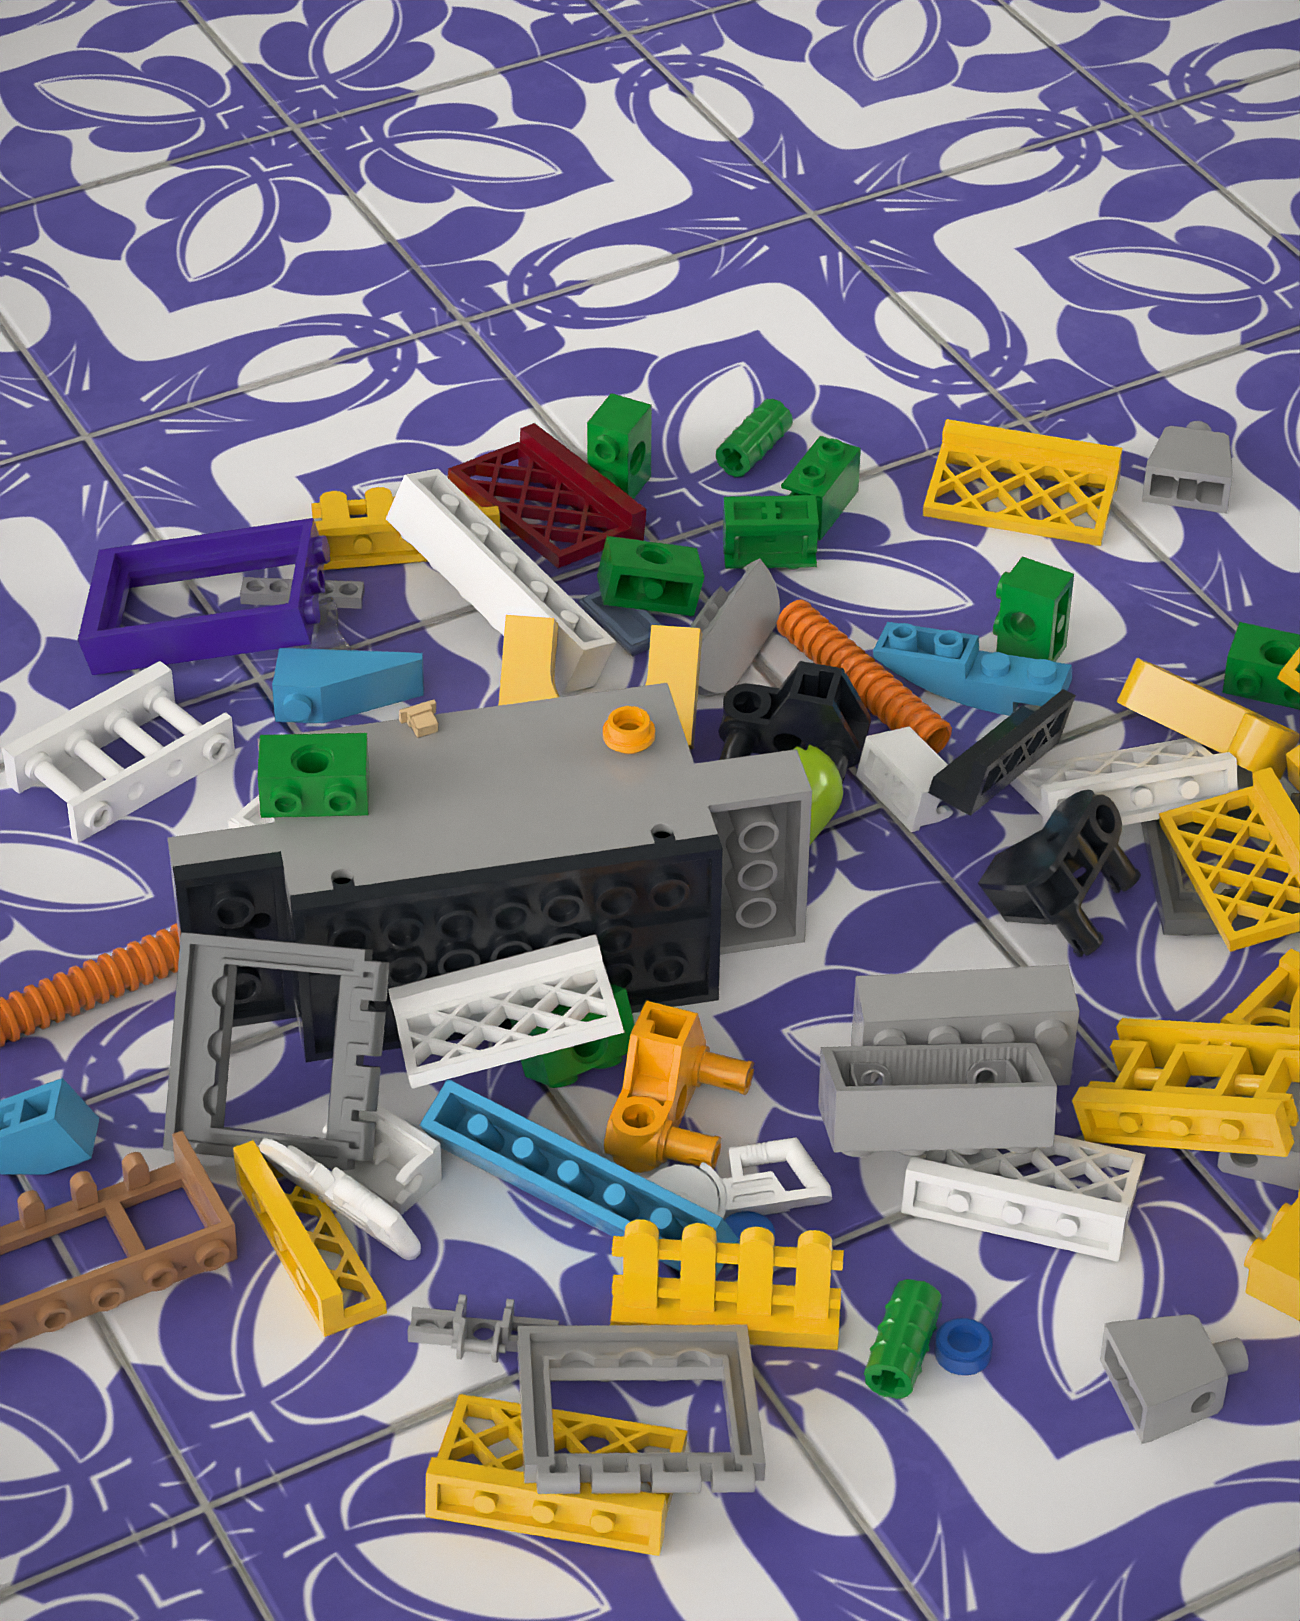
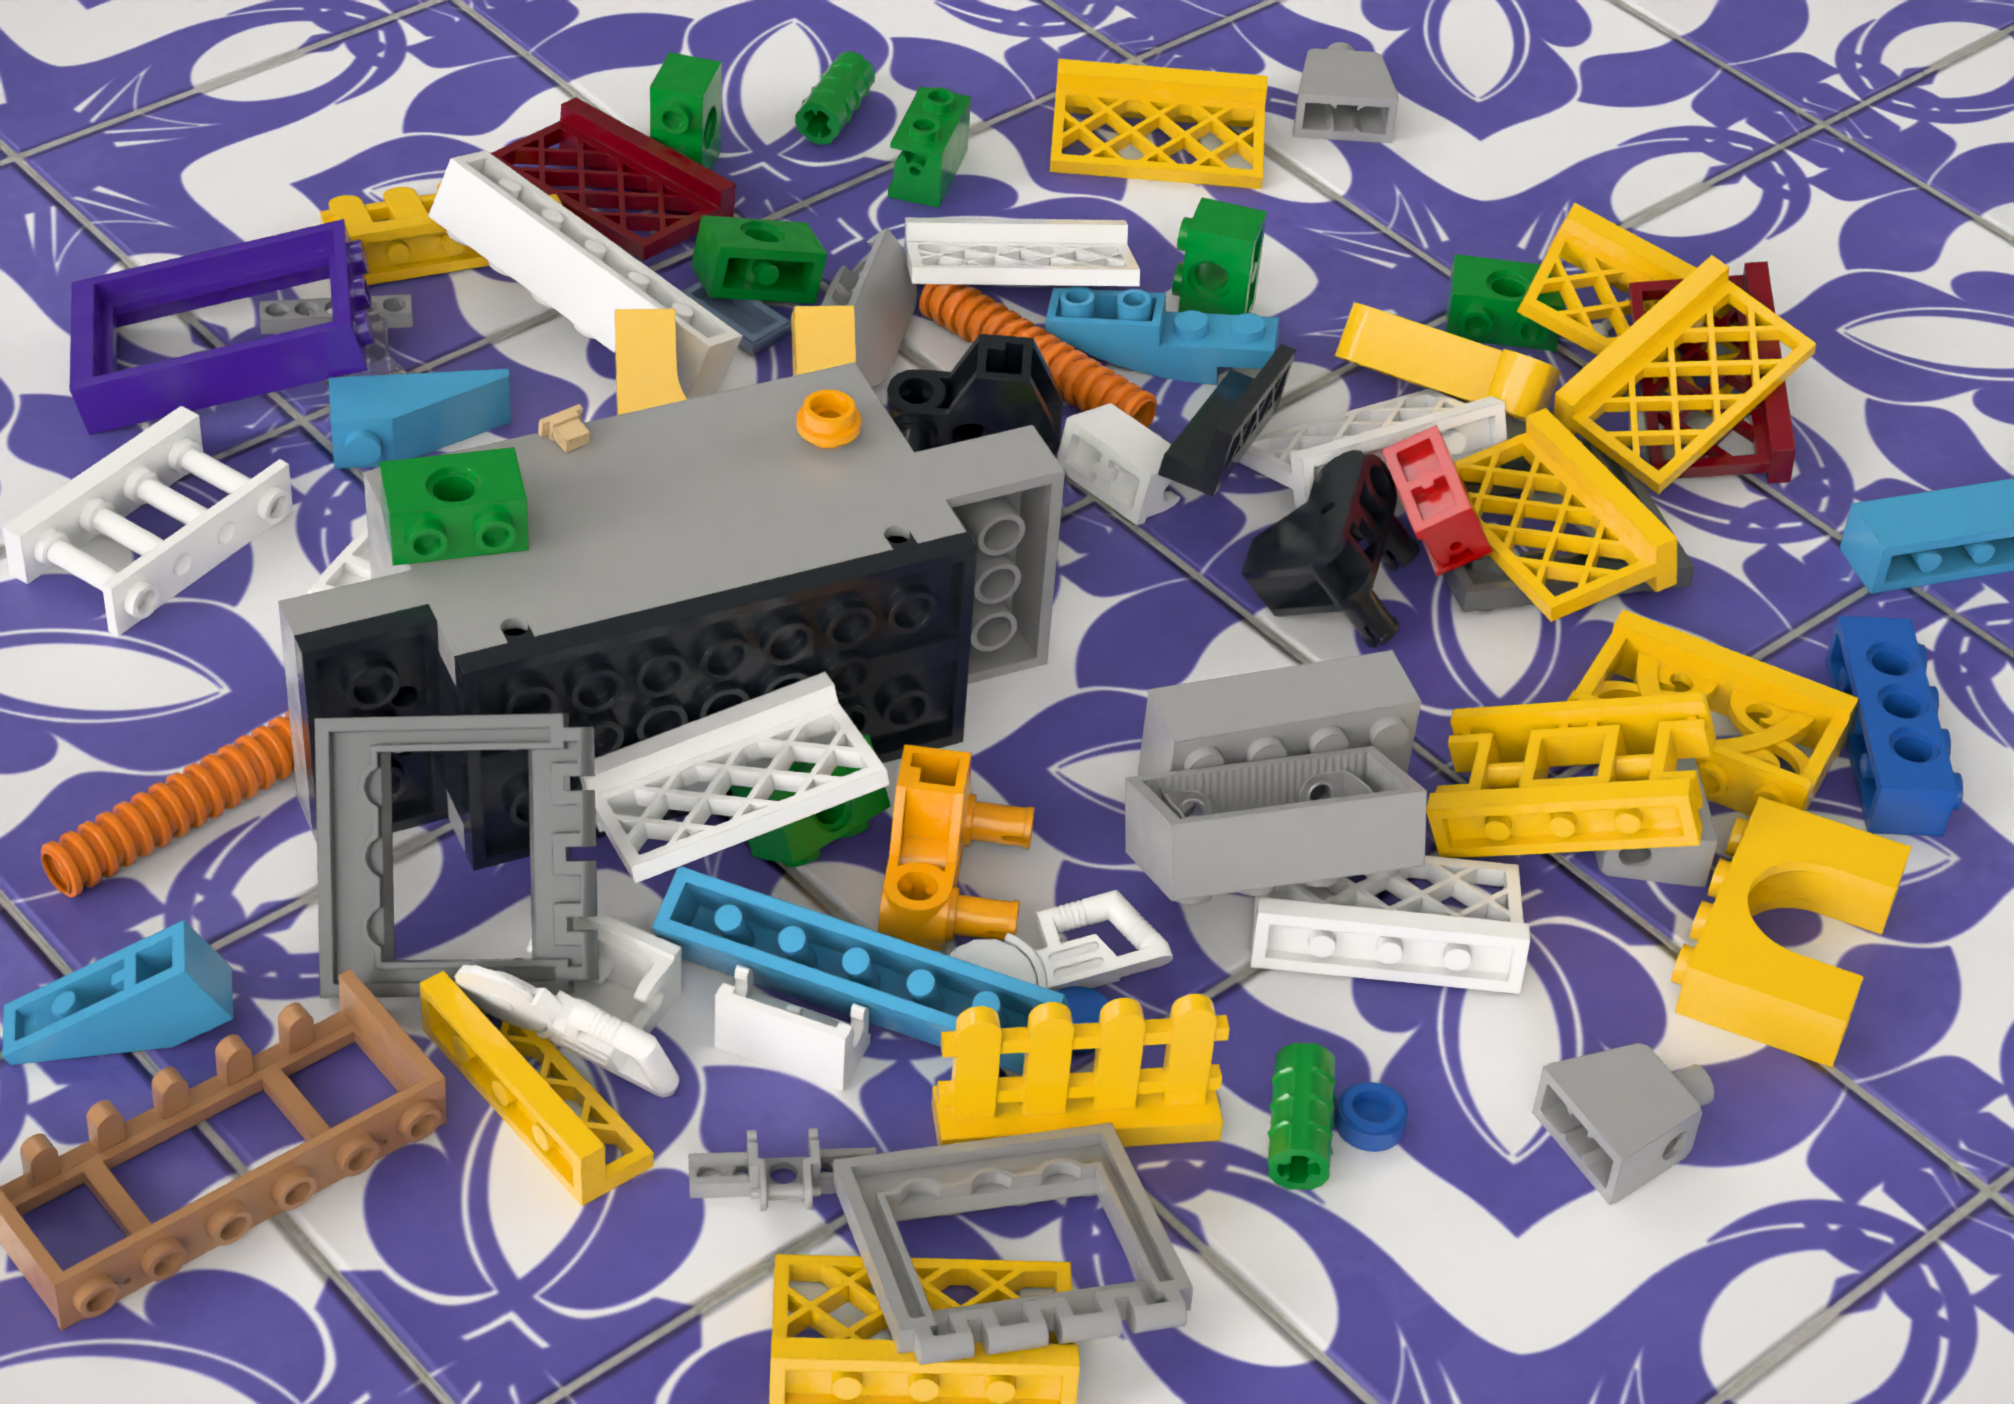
camera: 15 degrees left, 0 degrees up
(514, 1222) = (788, 1034): none -> white hinge
(770, 528) = (881, 192): green hinge -> none
(867, 589) = (1019, 252): none -> white fence
(1153, 838) = (1436, 500): none -> hinge

